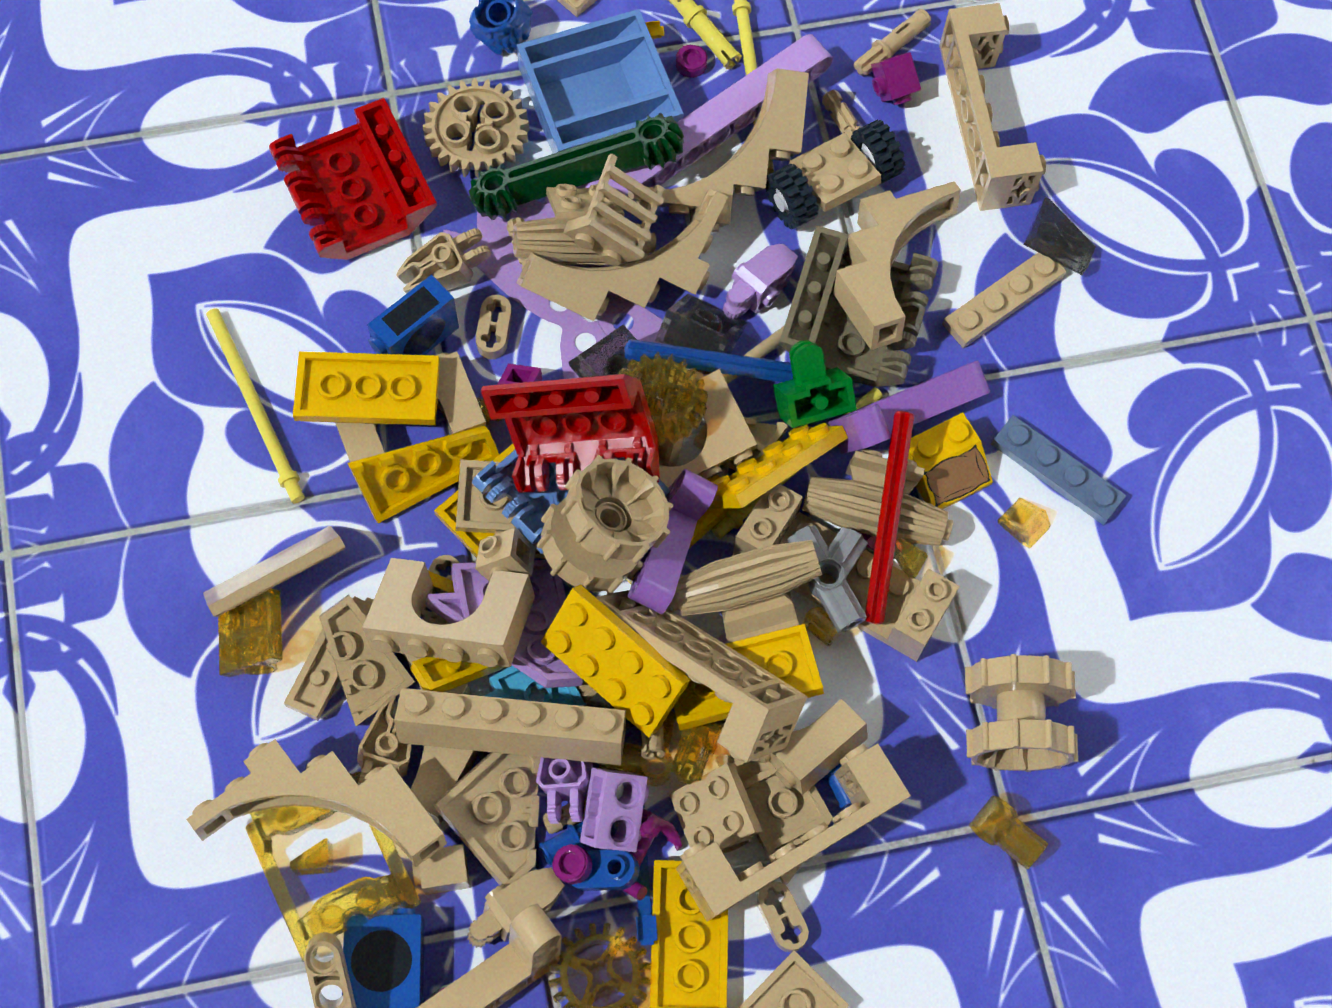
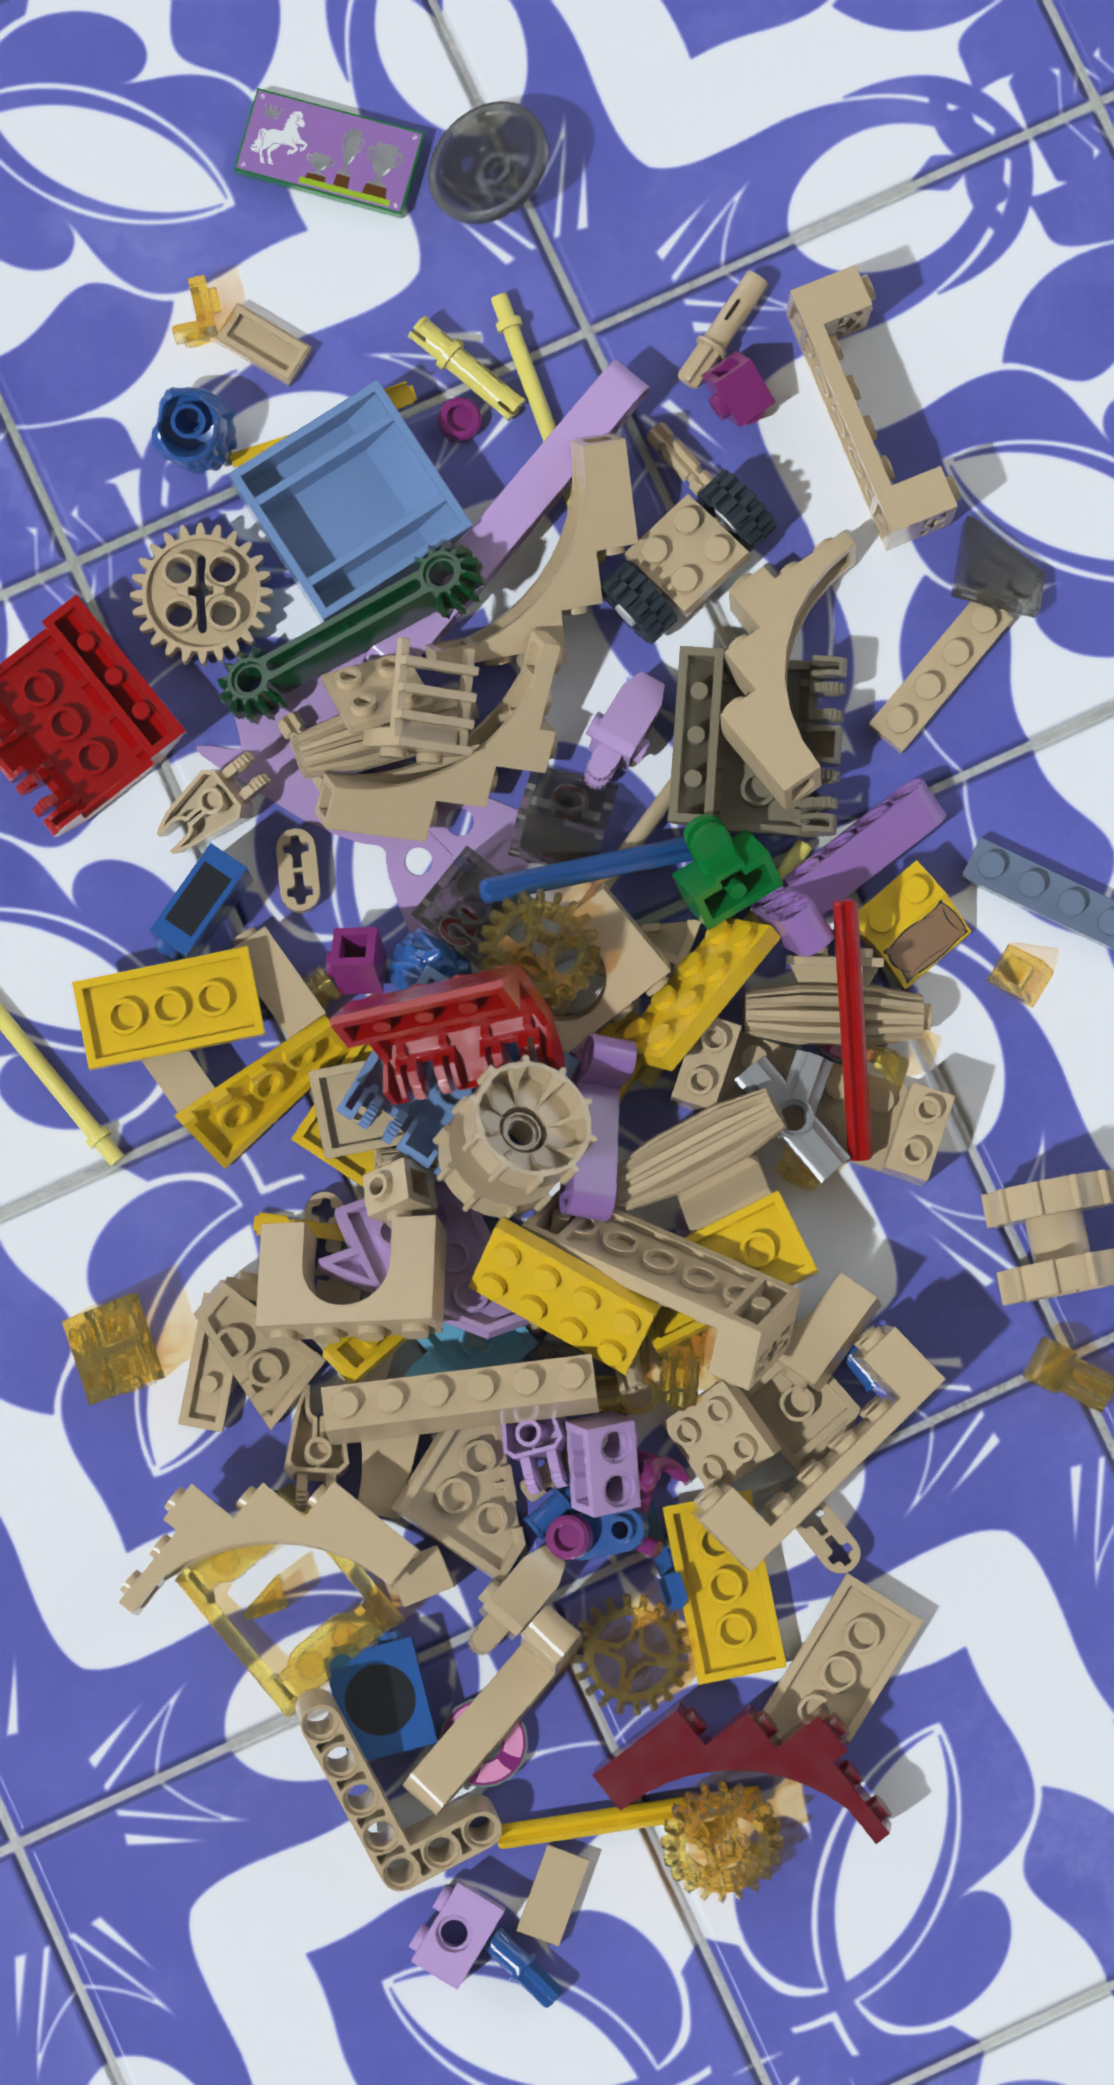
camera: 10 degrees left, 15 degrees up
(273, 571) = (119, 1267): tan tile -> none

